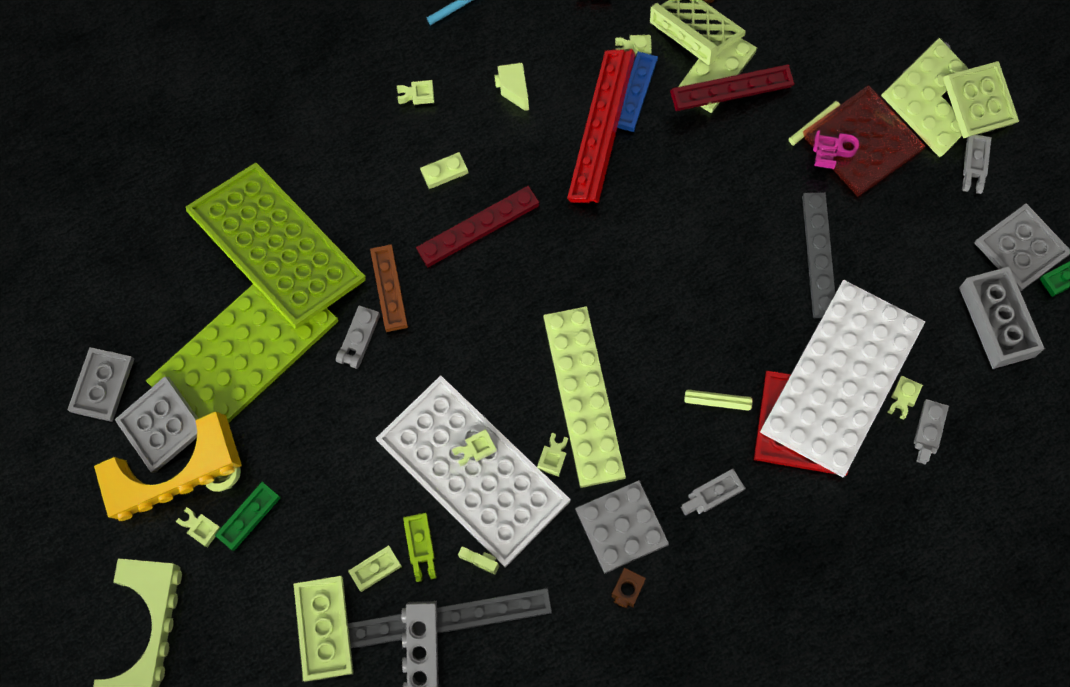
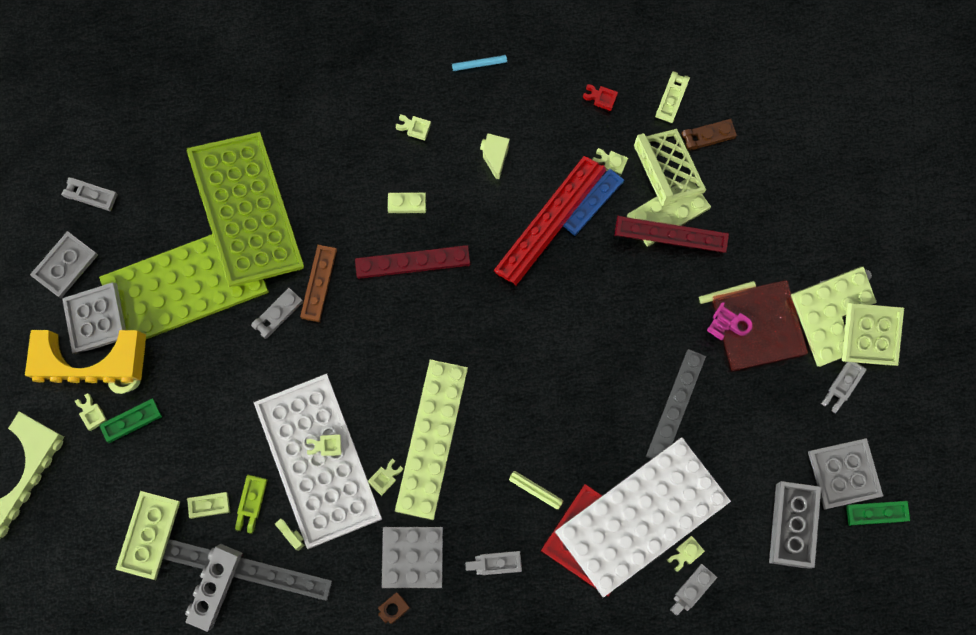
camera: 20 degrees right, 5 degrees up
(97, 300) = (89, 194): none -> light grey plate

